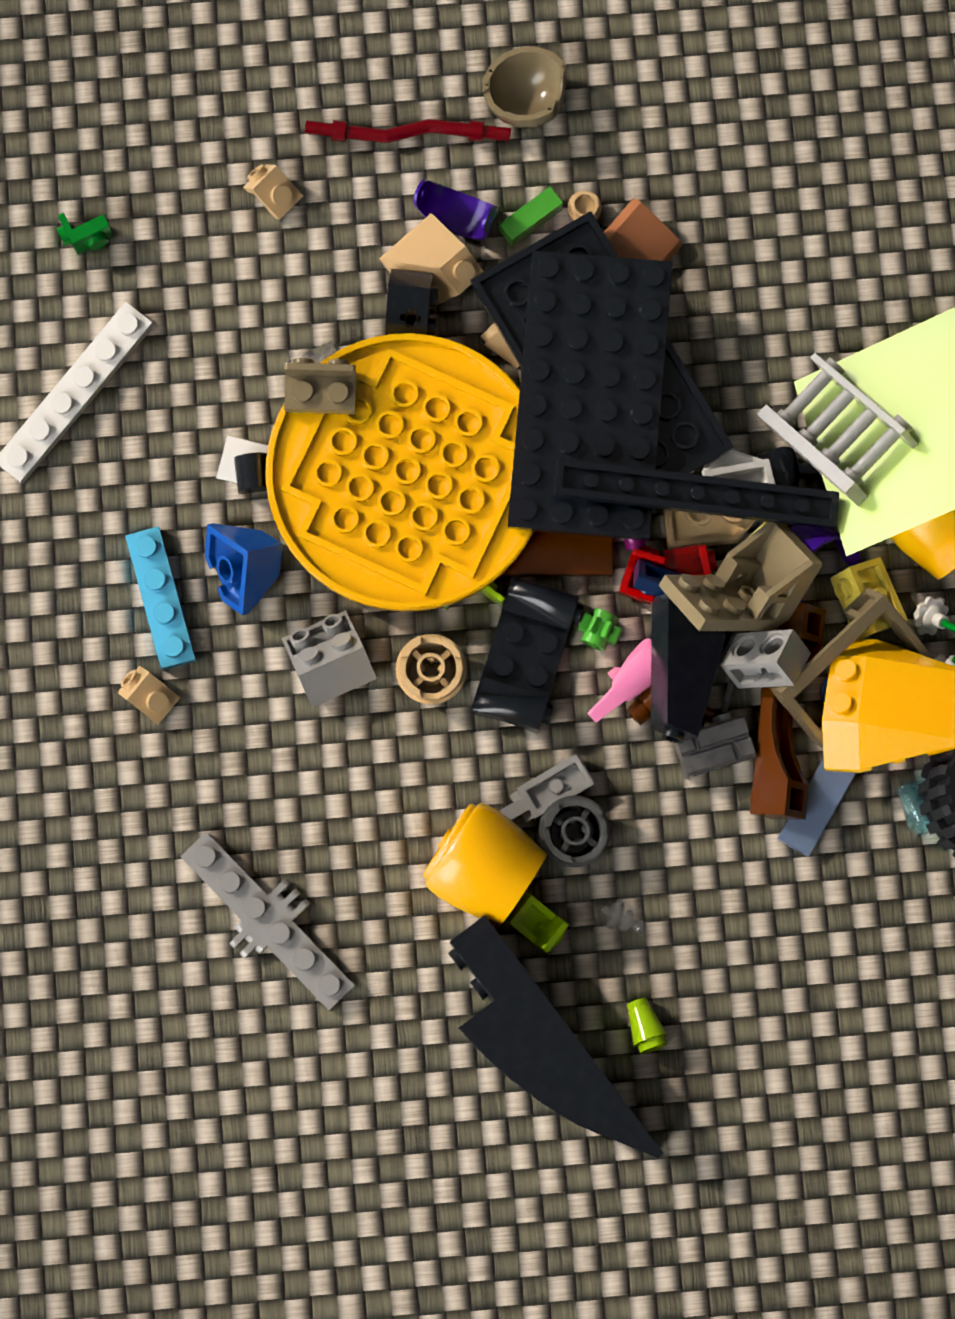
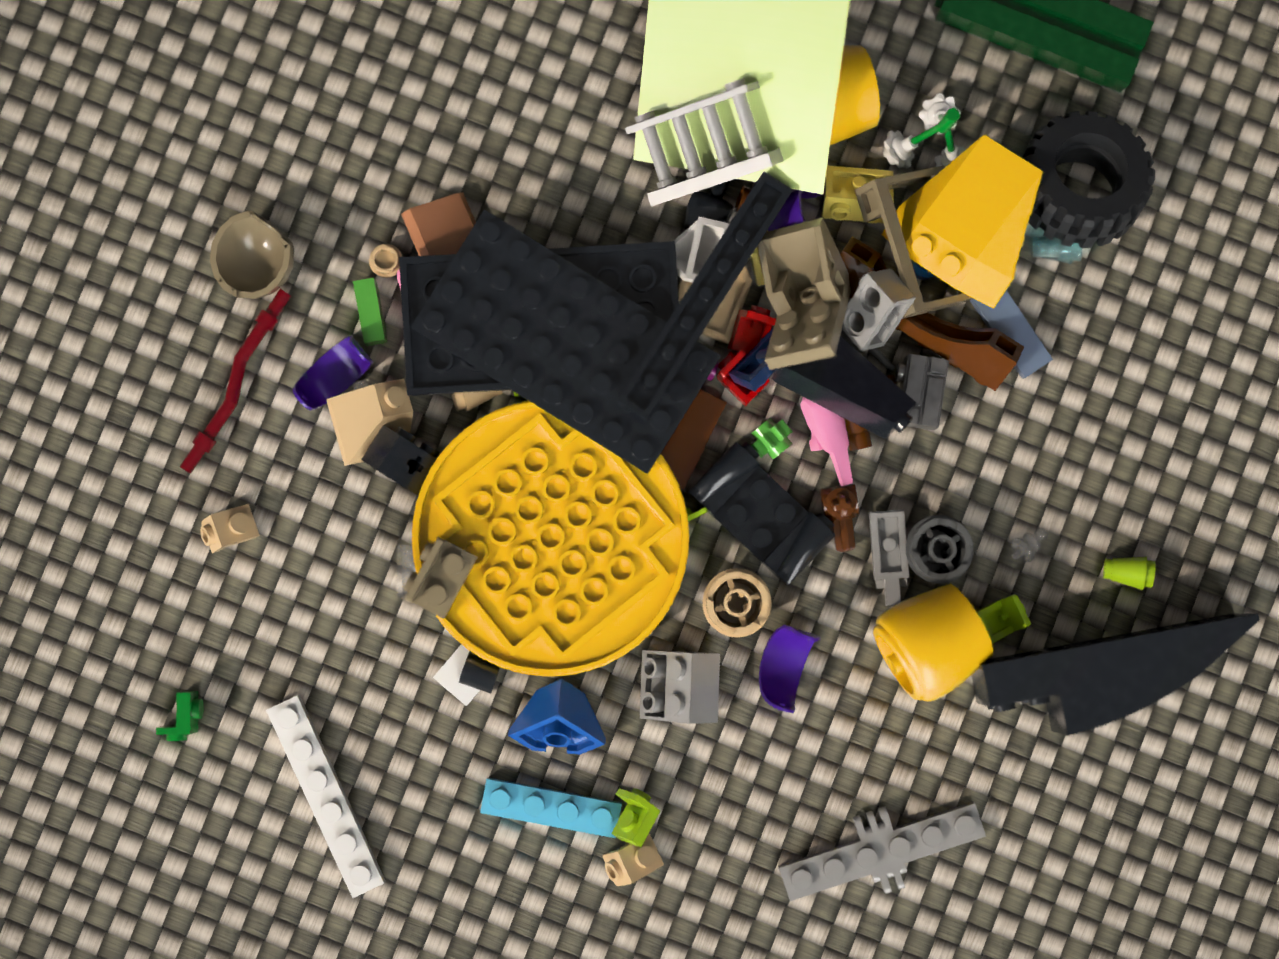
camera: 65 degrees left, 5 degrees up
(189, 677) = (636, 818): none -> lime bracket
(394, 746) = (783, 665): none -> dark purple piece
(568, 723) = (840, 506): none -> reddish brown axle

